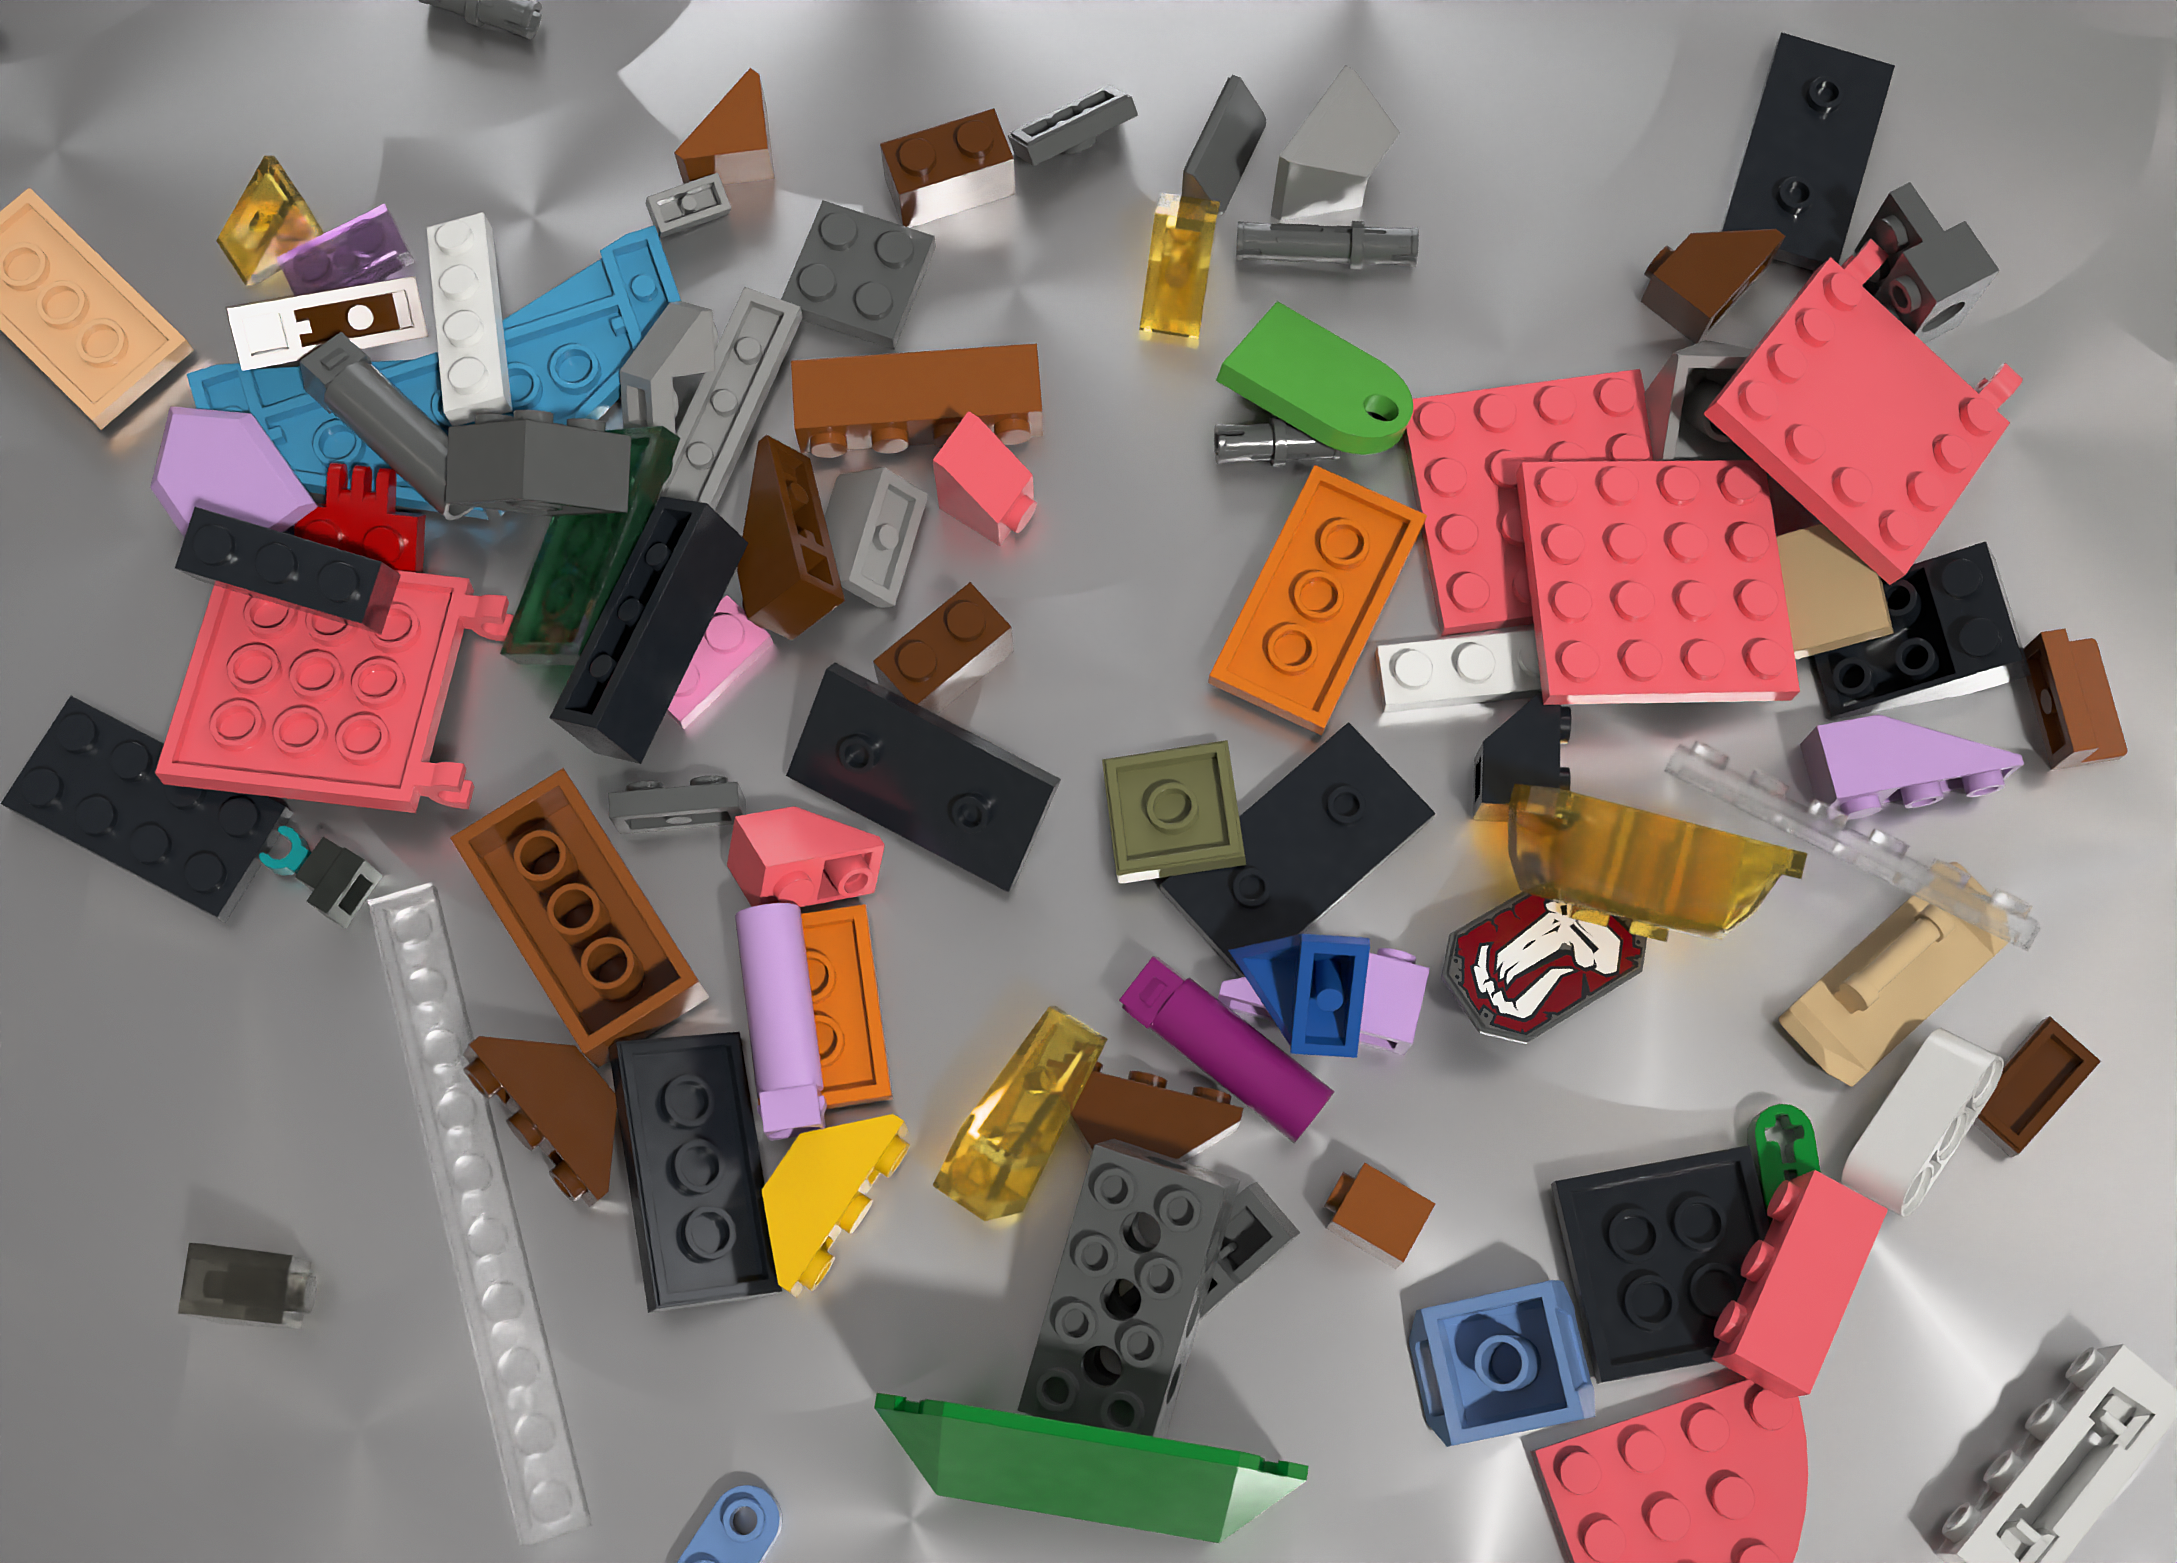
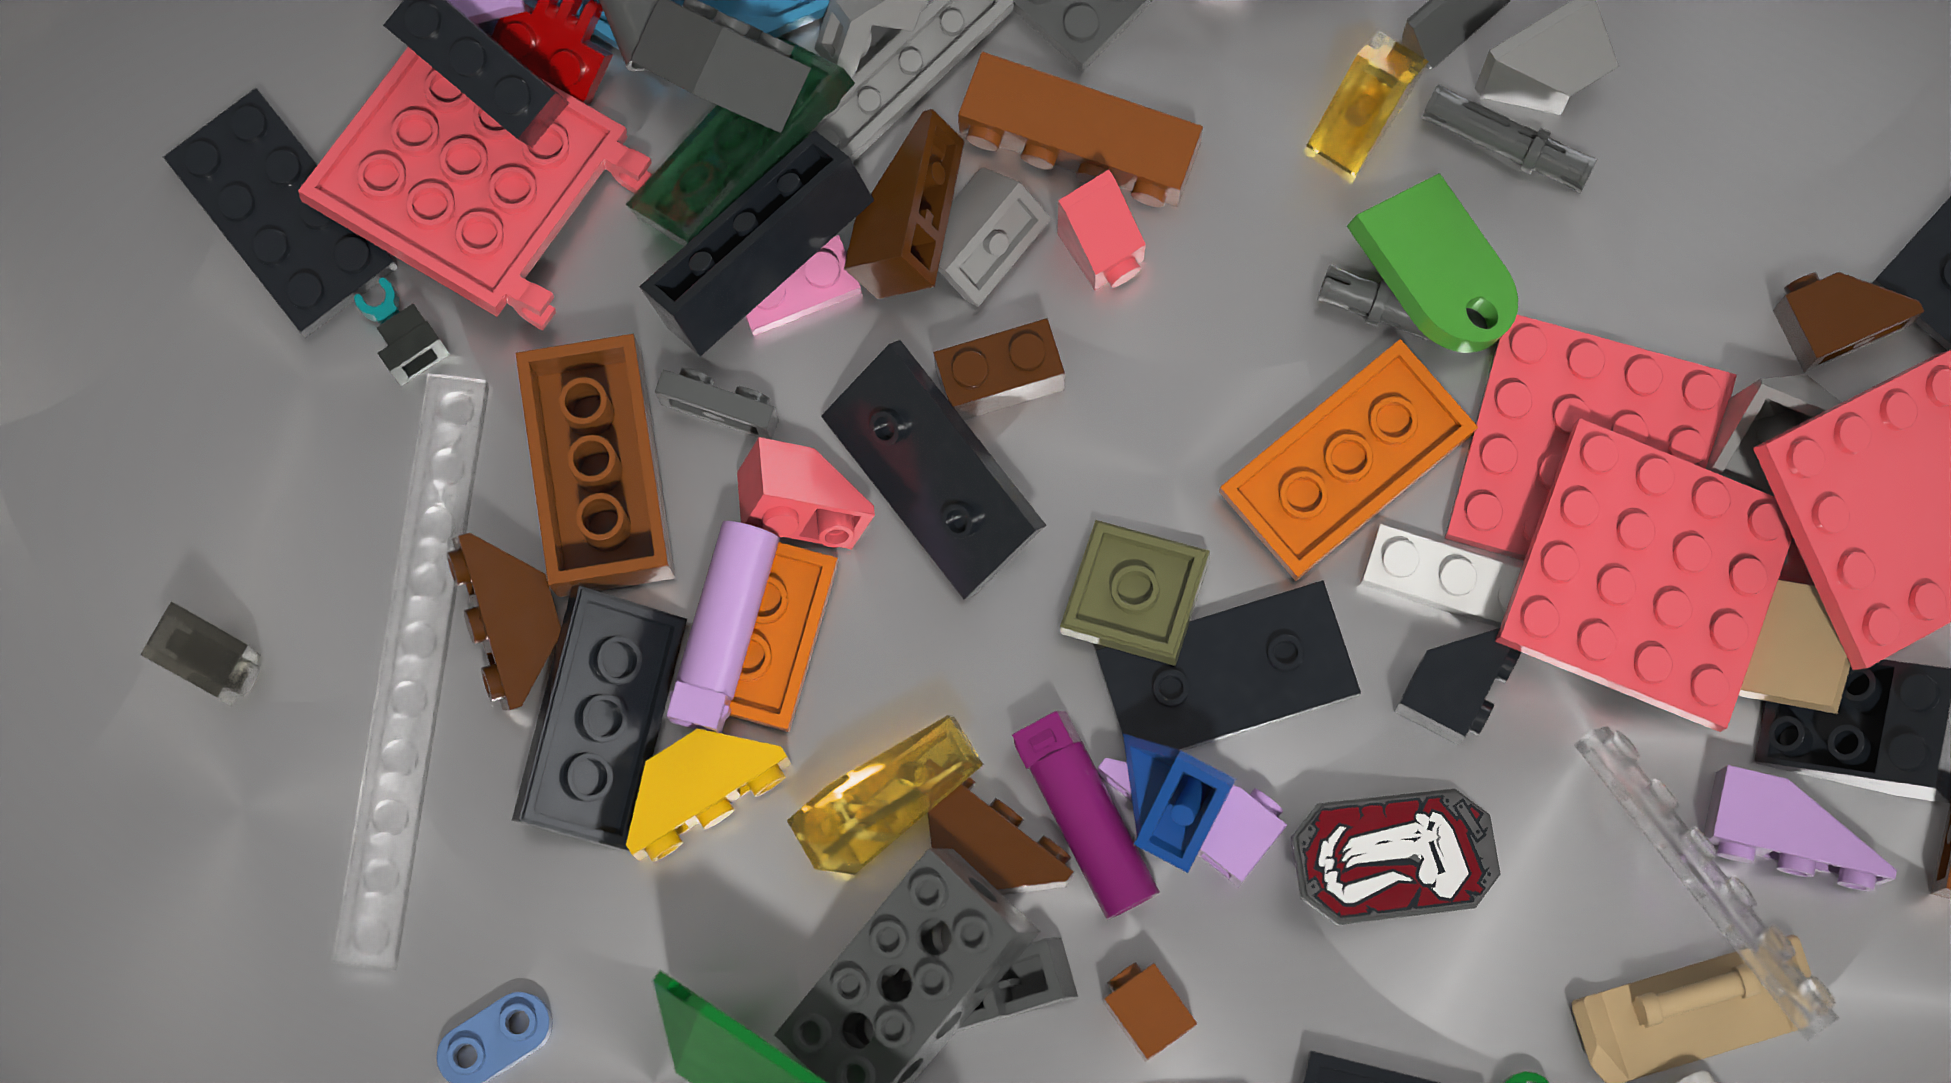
camera: 30 degrees right, 5 degrees up
(1639, 864) = (1509, 818): clear yellow windscreen -> none

